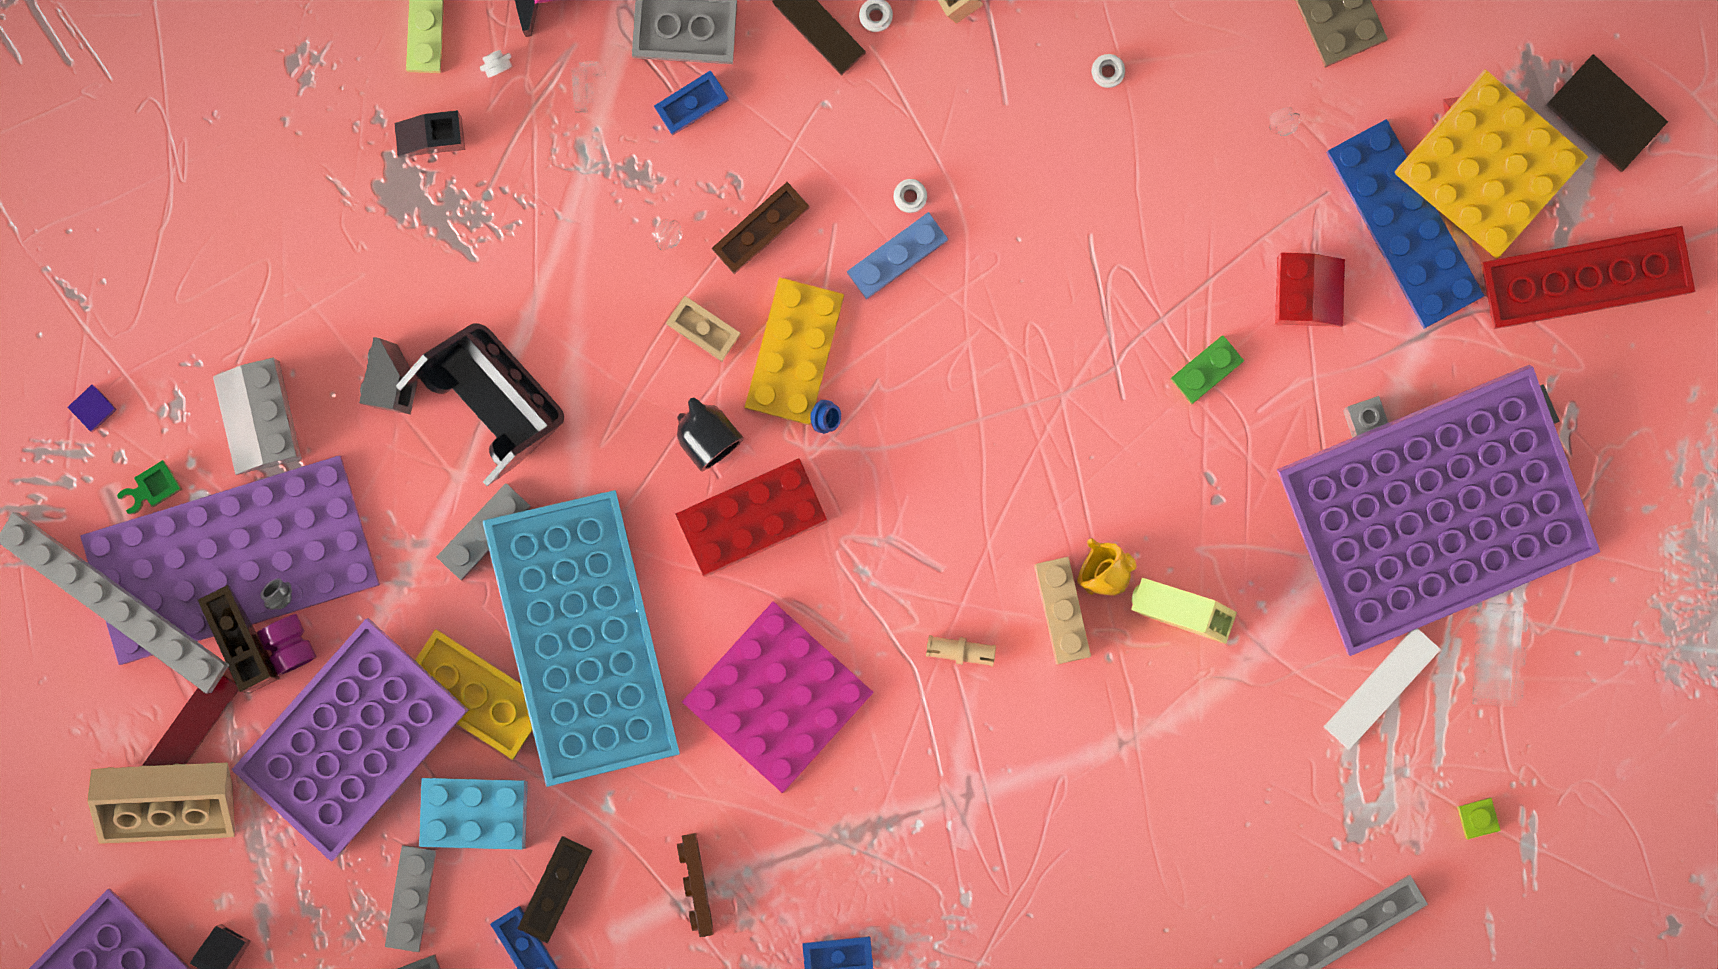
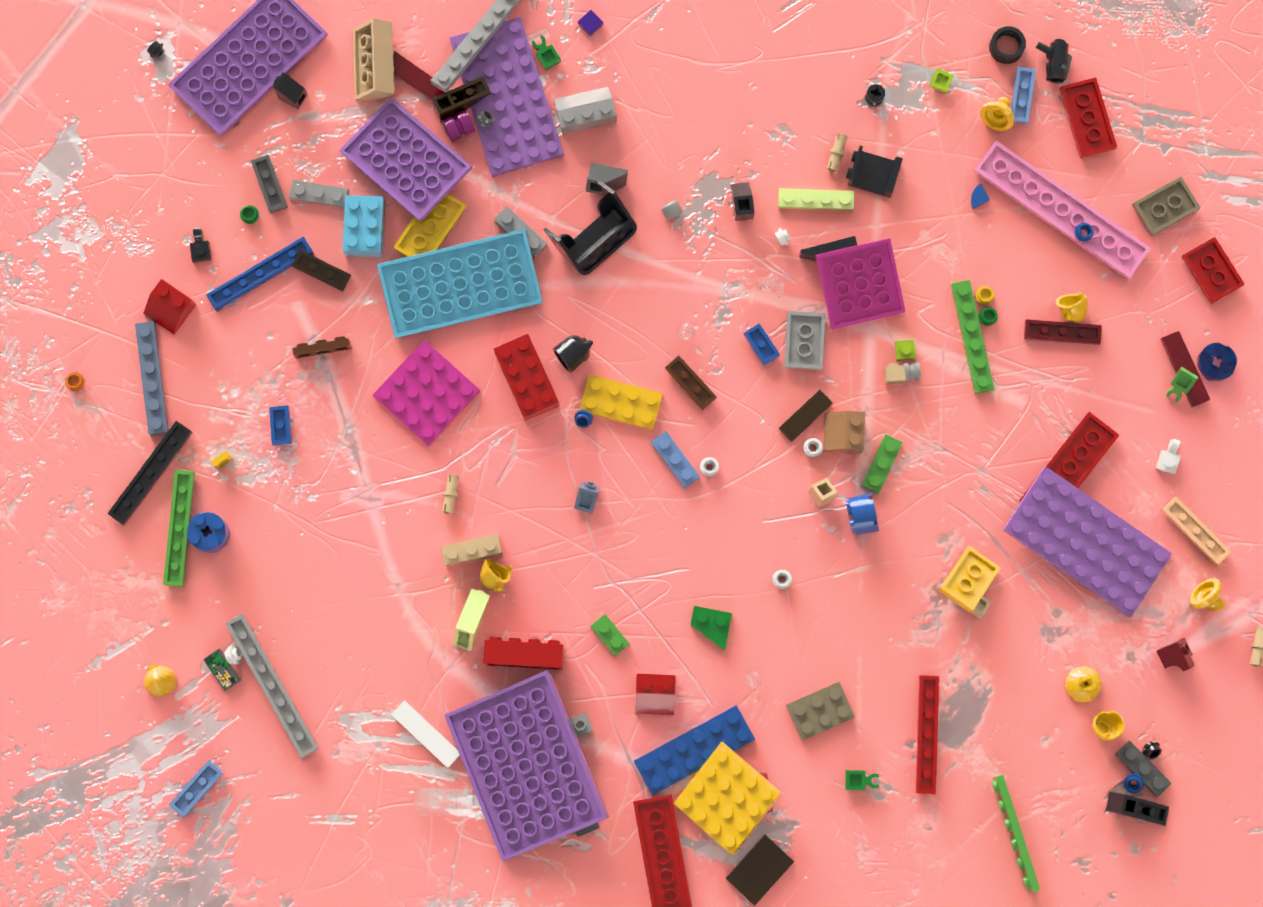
camera: 85 degrees right, 5 degrees down
(445, 260) = (672, 210): none -> light grey piece
(703, 328) = (633, 351): tan plate -> none
(965, 409) = (587, 497): none -> sand blue bracket
(1187, 192) = (712, 624): none -> green wing
(1246, 516) = (523, 654): none -> red brick
(1478, 818) = (350, 789): lime plate -> none

